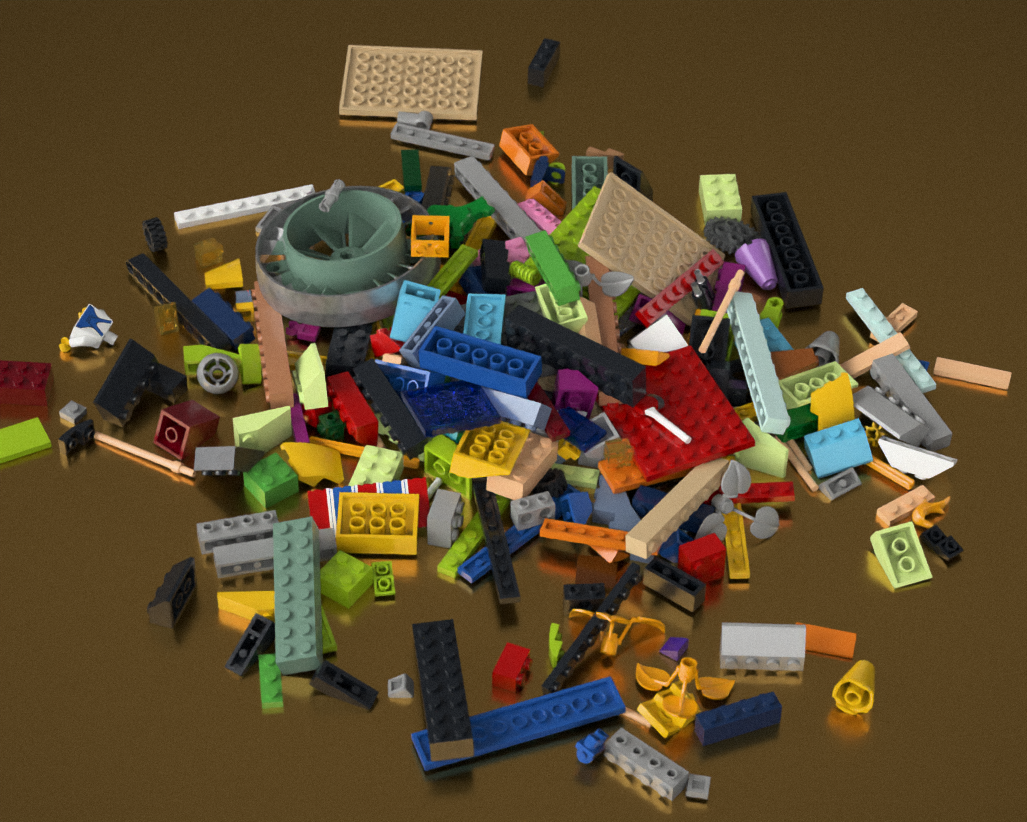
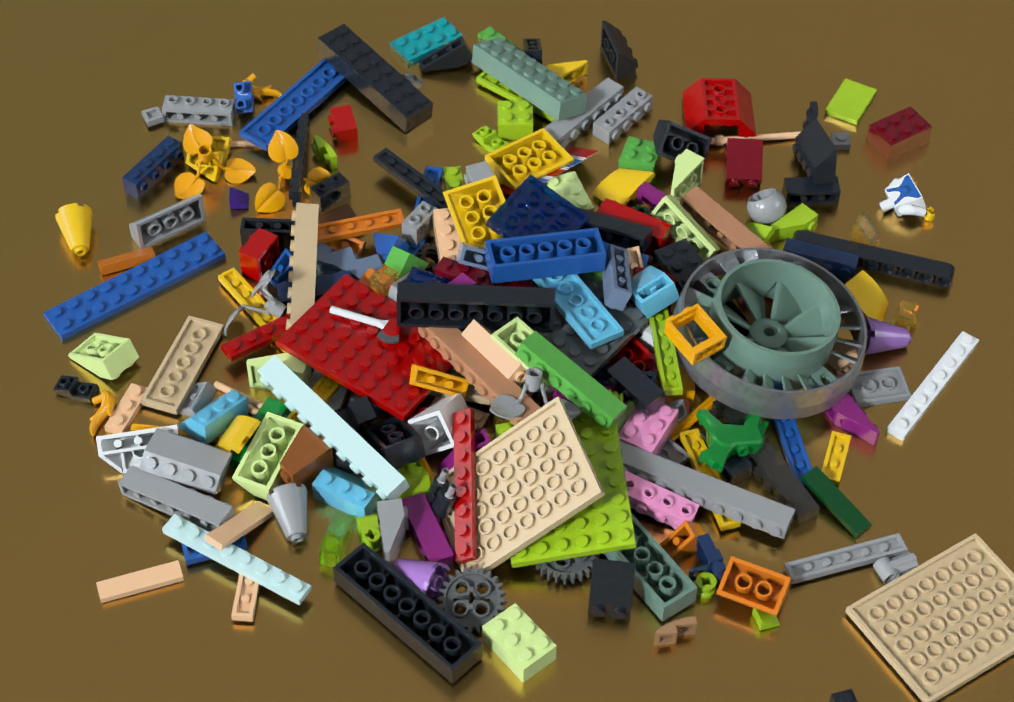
camera: 145 degrees right, 5 degrees up
(155, 234) = (963, 291): black tyre -> none
(162, 485) = (710, 96): none -> red slope
(243, 242) = (885, 336): none -> medium lavender cone
(331, 195) = (820, 331): light grey pin -> none
(341, 727) = (424, 41): none -> teal plate
(571, 762) = (259, 92): none -> light orange piece
(584, 471) = (403, 261): none -> bright green head
(733, 286) = (402, 475): light nougat bar -> none
(763, 287) = (392, 524): none -> light grey slope
(803, 321) = (336, 539): none -> clear neon green slope
(833, 514) = (182, 365): none -> tan plate
(837, 612) = (133, 285): none -> blue plate

